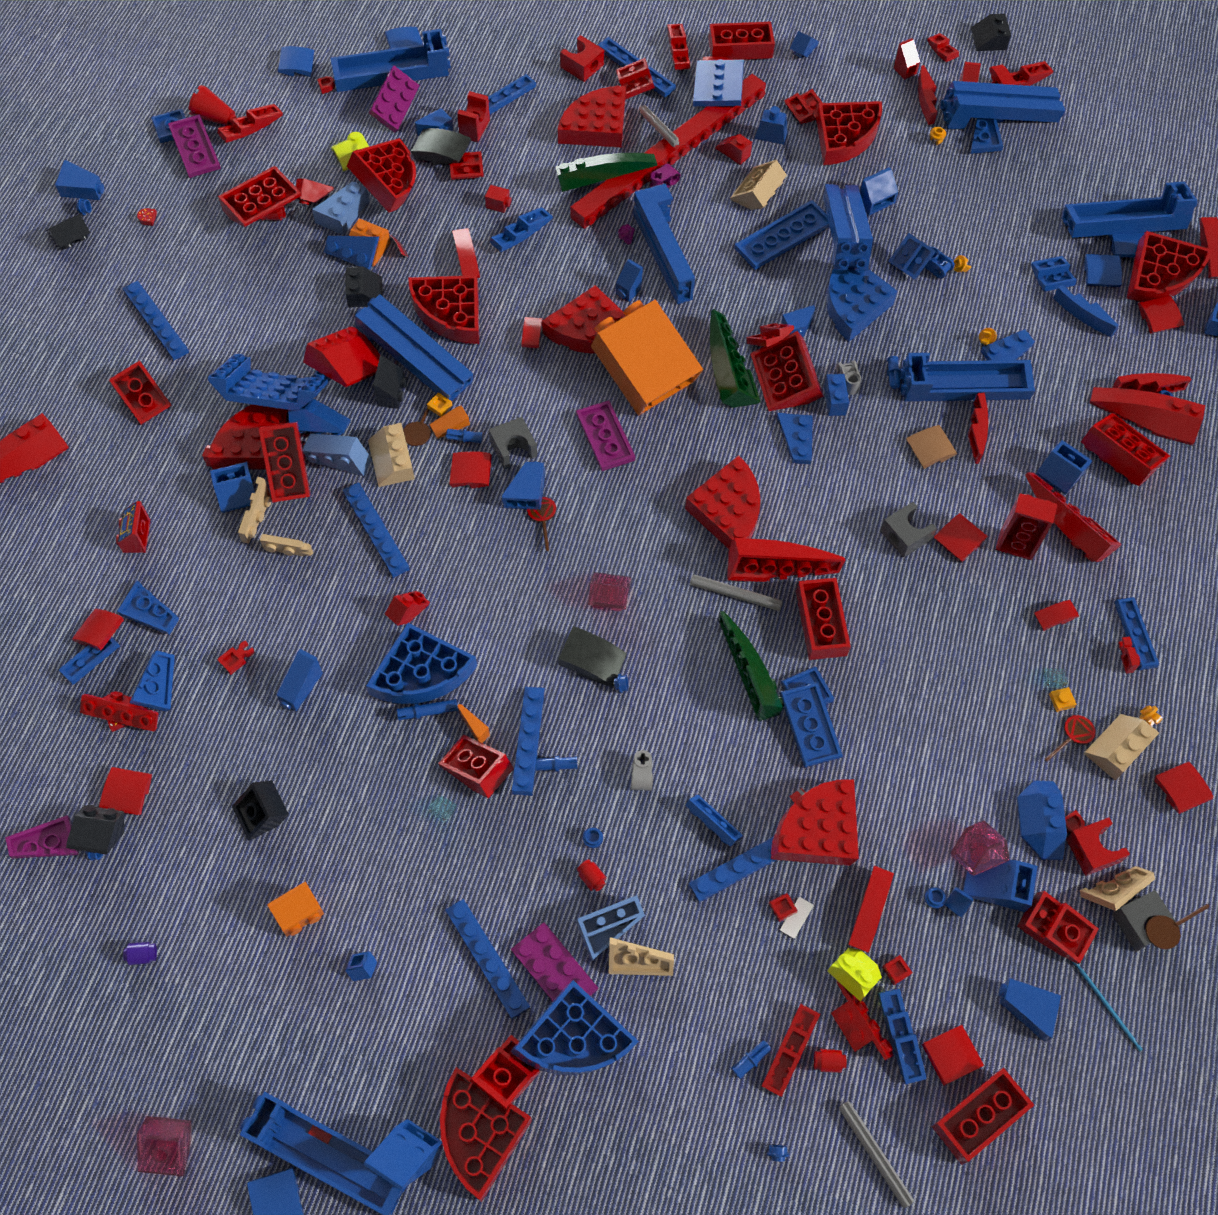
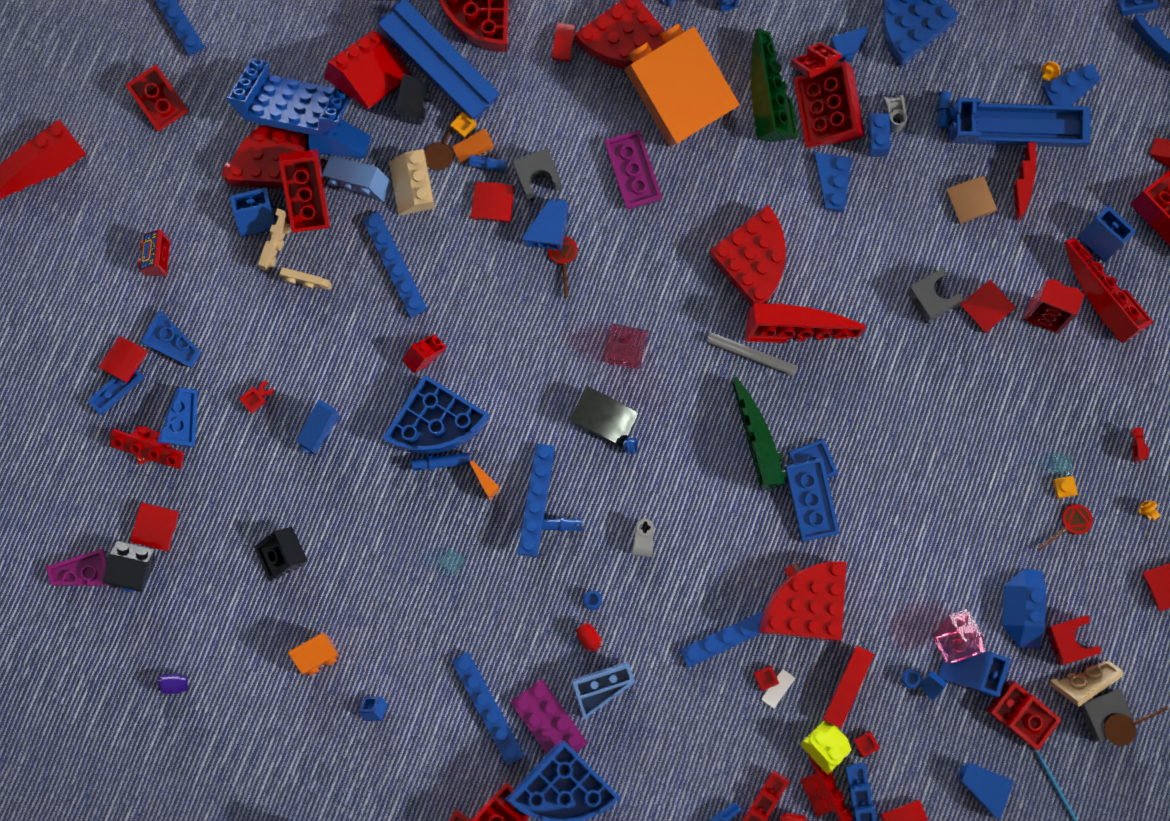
camera: 10 degrees right, 15 degrees up
(477, 765) = (485, 522): red slope -> none
(638, 960) = (626, 721): tan wing -> none
(713, 820) = (708, 591): blue plate -> none
(822, 618) = (835, 390): red brick -> none
(1056, 614) = (1073, 397): red slope -> none
(1074, 821) = (1055, 614): red tile -> none
(1121, 744) = (1114, 538): tan slope -> none
(1136, 630) = (1152, 420): blue tile -> none

